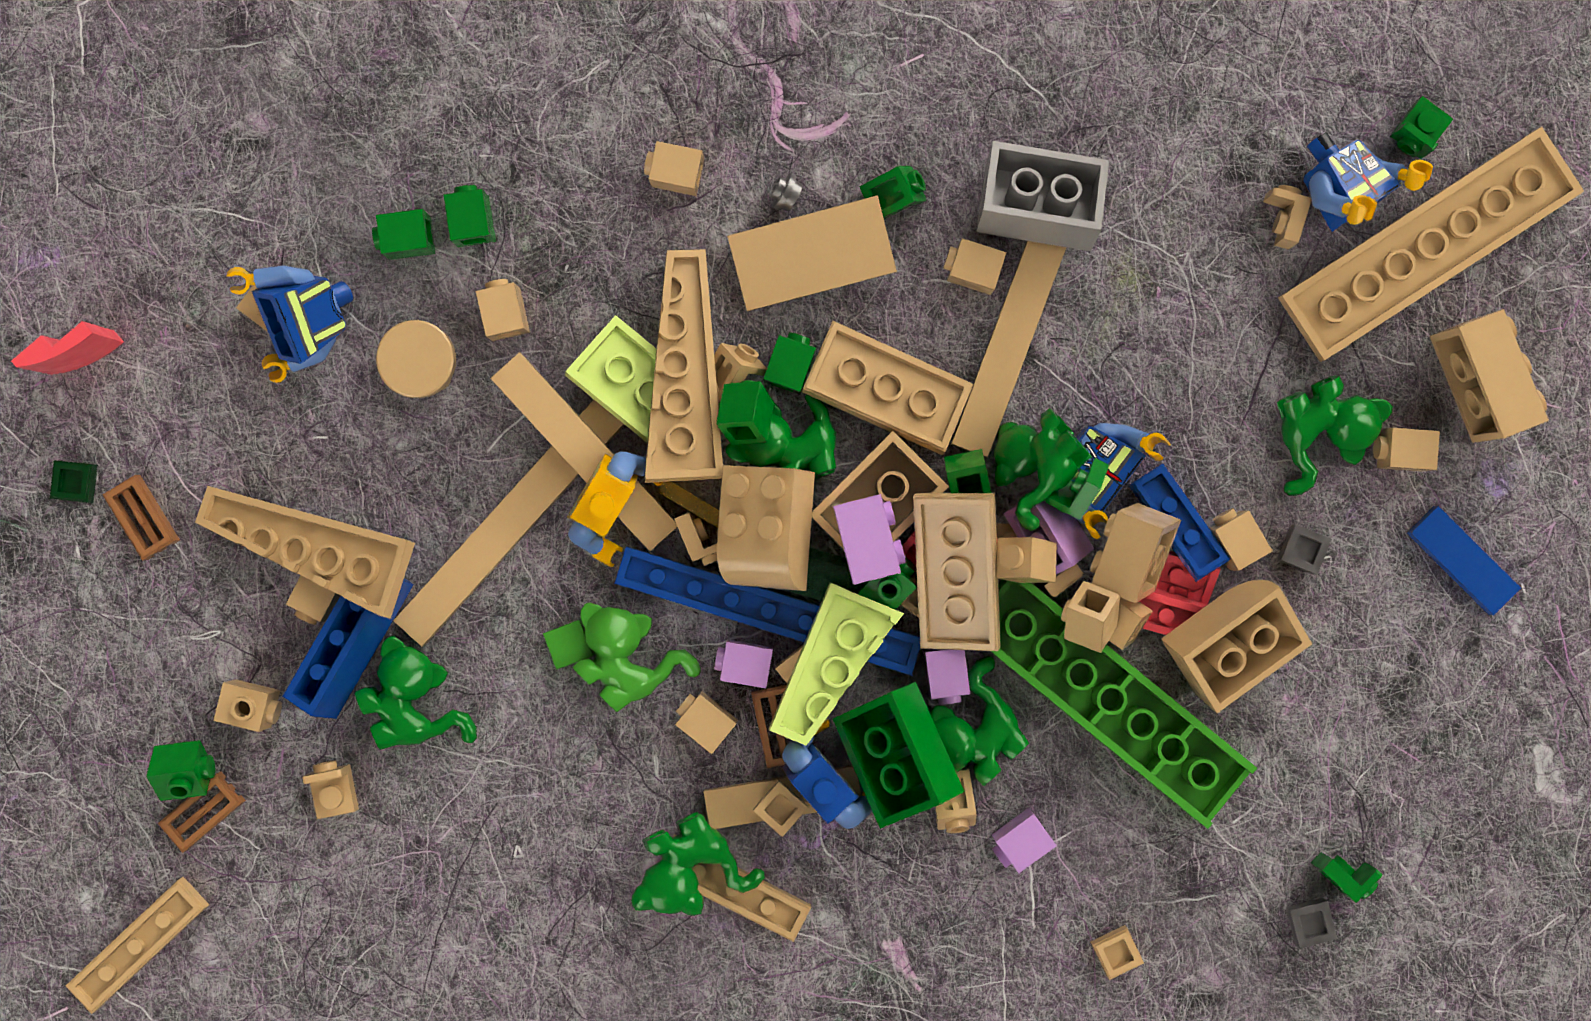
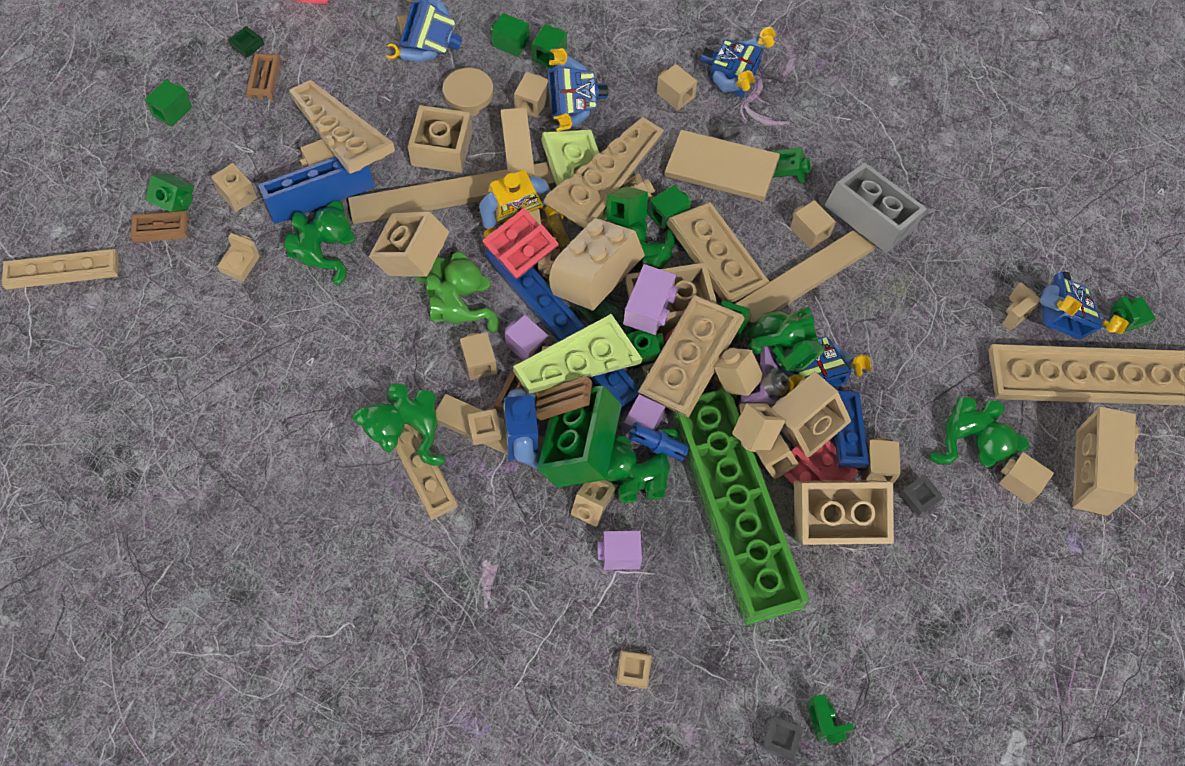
camera: 20 degrees right, 25 degrees down
(62, 645) = (168, 102): none -> green brick
(443, 465) = (440, 139): none -> tan brick
(524, 646) = (409, 244): none -> tan brick
(559, 284) = (572, 90): none -> torso
(654, 552) = (520, 243): none -> coral slope
(730, 76) = (737, 62): none -> torso
(829, 738) = (564, 398): none -> medium nougat tile
(985, 697) = (658, 441): none -> blue pin
(1075, 542) = (776, 383): none -> flat silver plate
(1463, 560) = (1028, 572): blue tile -> none

